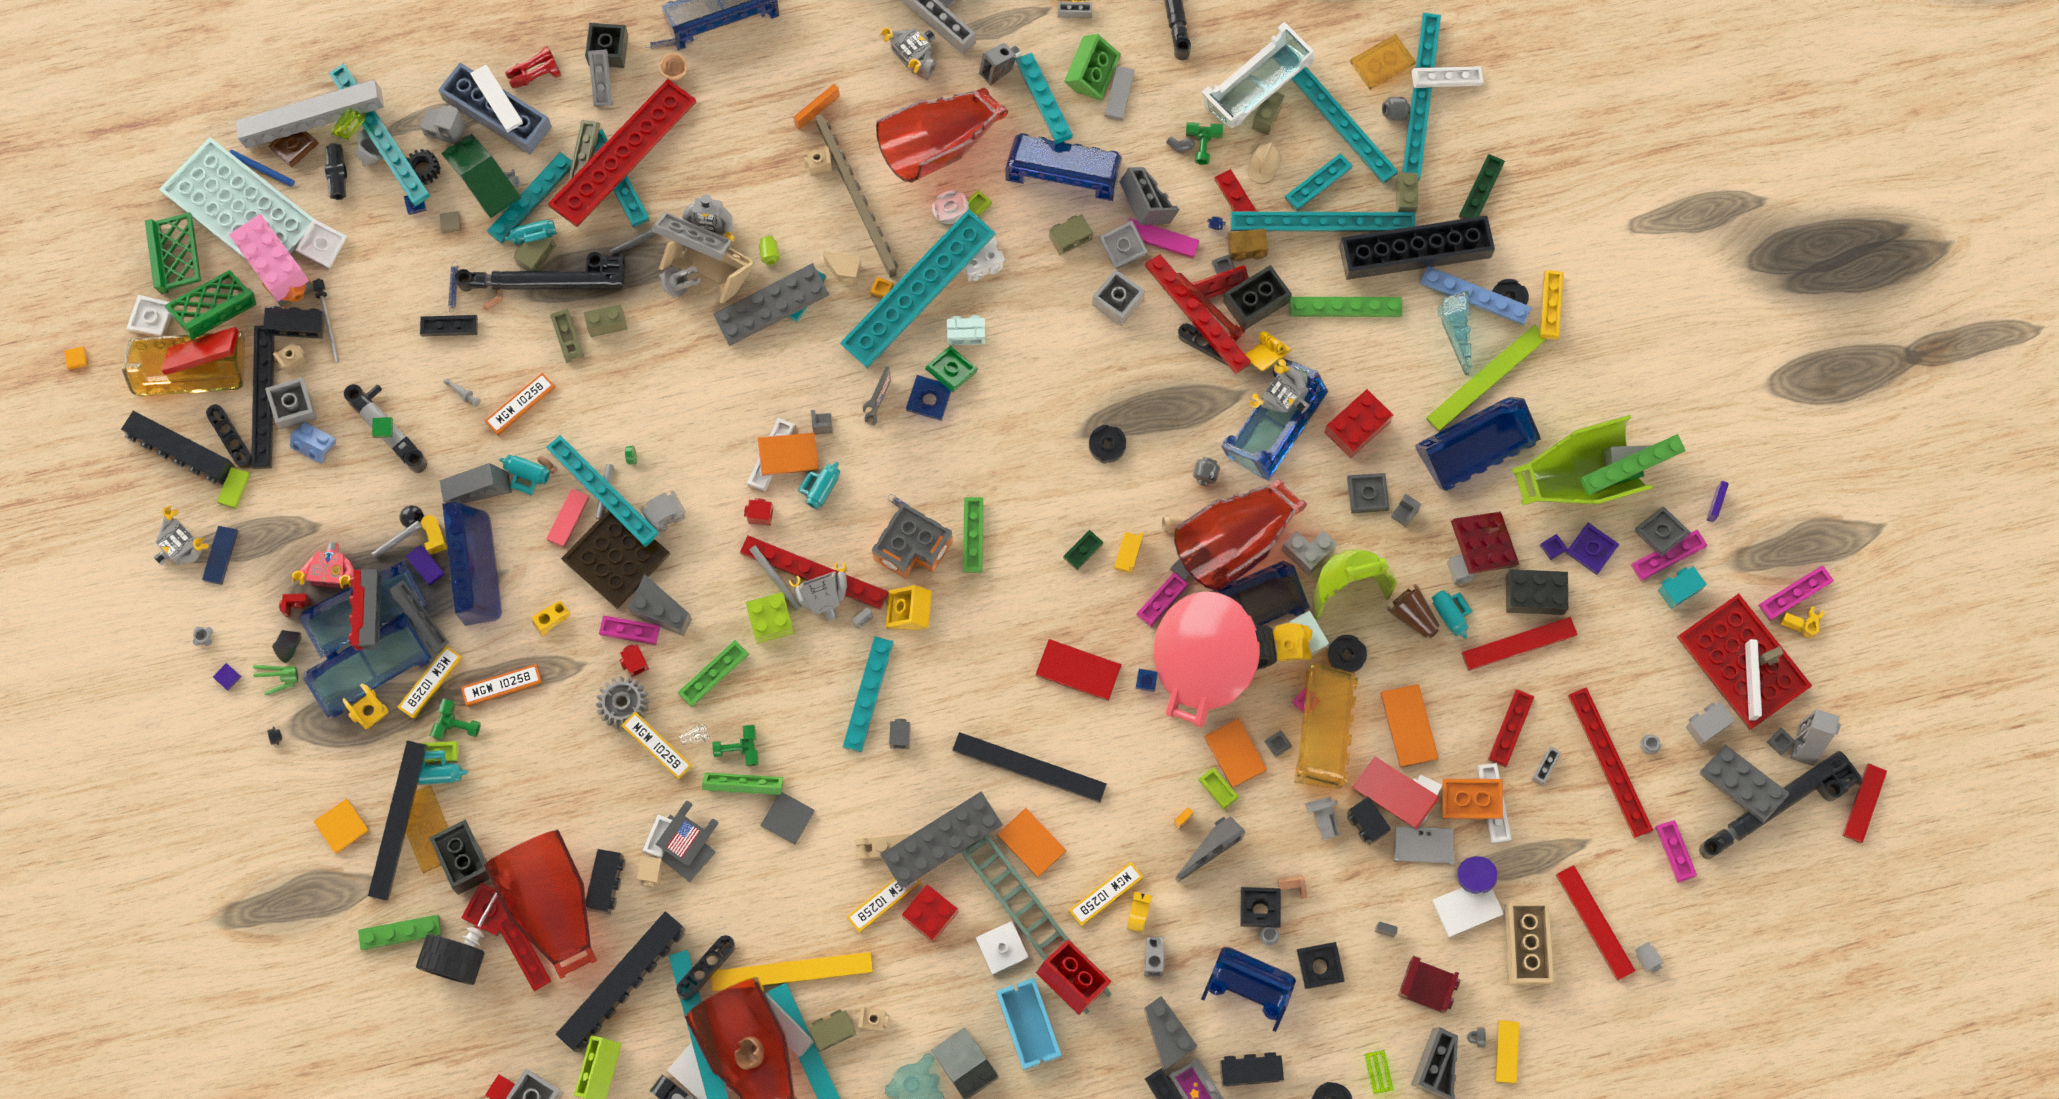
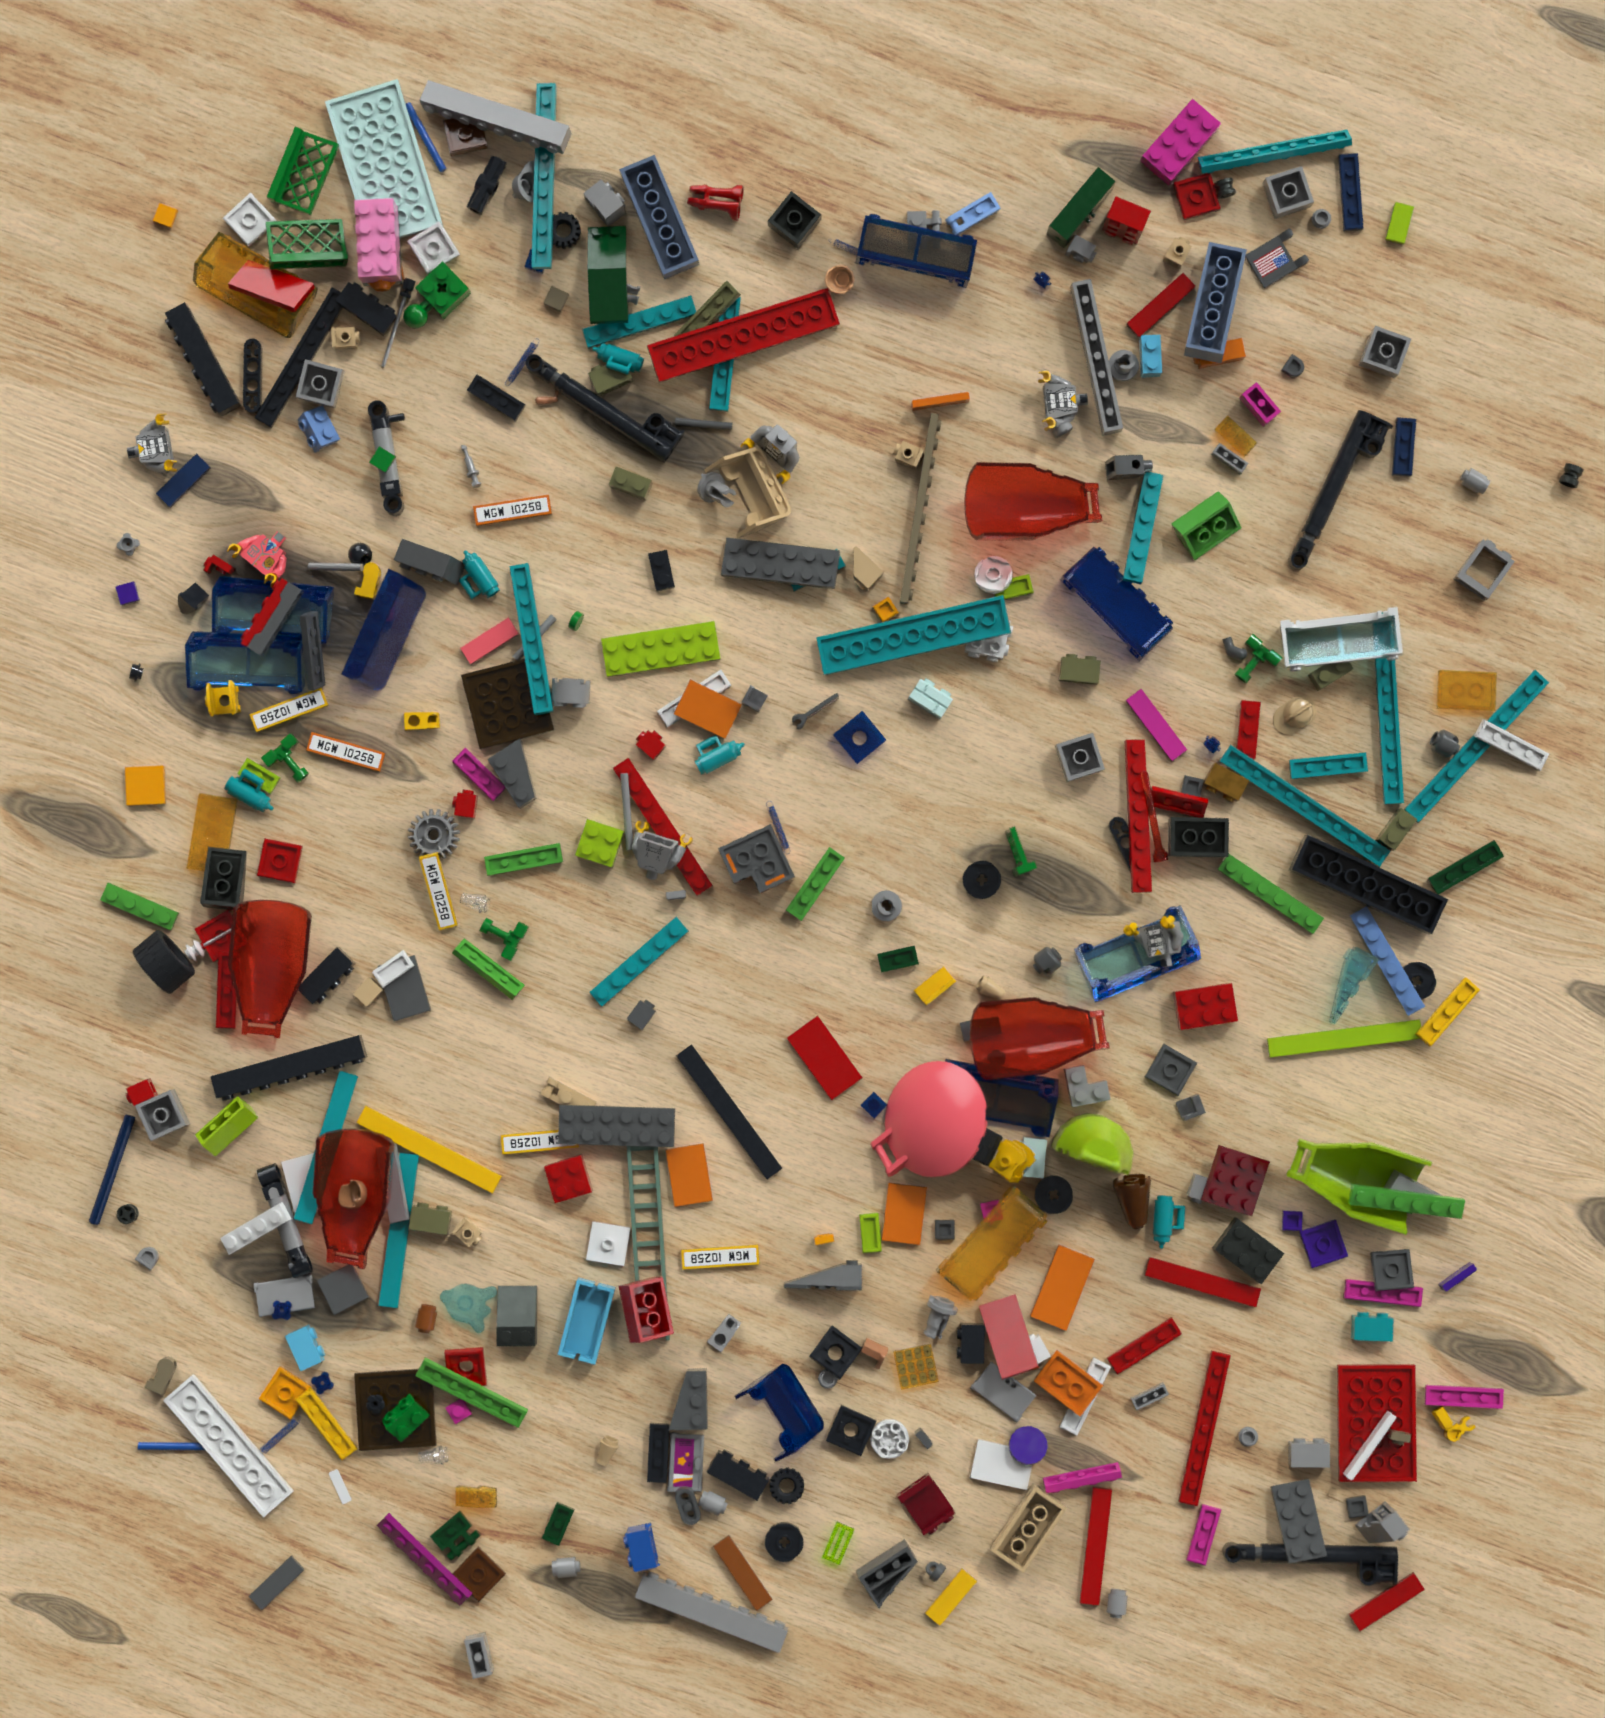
camera: 40 degrees right, 15 degrees up
(233, 488) = (229, 426): lime tile -> none
(287, 674) = (177, 627): bright green plant -> none
(345, 122) = (522, 149): clear neon green tile -> none
(348, 272) = (443, 303): none -> green brick
(397, 820) = (192, 813): black tile -> none
(425, 565) = (346, 603): dark purple tile -> none
(496, 98) = (664, 213): white tile -> none
(501, 812) = (279, 860): none -> red tile
(545, 462) = (502, 580): nougat piece -> none
(566, 335) = (590, 473): olive plate -> none
(600, 78) = (768, 249): light grey tile -> none
(676, 373) = (661, 570): none -> black plate
(684, 837) = (412, 984): dark grey flag -> none
(692, 236) = (751, 458): light grey tile -> none
(708, 969) = (363, 1104): black beam -> none
(716, 434) = (660, 648): none -> lime plate
(768, 250) = (811, 510): lime brick -> none
(787, 818) = (506, 1021): dark grey tile -> none
(908, 608) = (719, 912): yellow slope -> none
(951, 368) = (895, 724): green tile -> none
(1044, 513) = (880, 912): none -> light grey piece
(1119, 93) = (1214, 564): light grey tile -> none
(1122, 394) = (1018, 853): none -> green fence
(1123, 245) = (1118, 710): light grey tile -> none
(1139, 911) = (735, 1290): yellow leg -> none
(1146, 199) = (1166, 682): dark grey wedge -> none
(1162, 599) = (934, 1044): dark pink tile -> none
(1267, 352) = (1172, 891): yellow hinge -> none
(1308, 1042) = (786, 1474): none -> black tyre
(1336, 874) = (915, 1366): none -> clear yellow tile
(1358, 951) = (889, 1438): none -> white tile
(1478, 442) = (1294, 1090): clear blue windscreen -> none
(1541, 871) = (1082, 1477): none -> dark pink plate

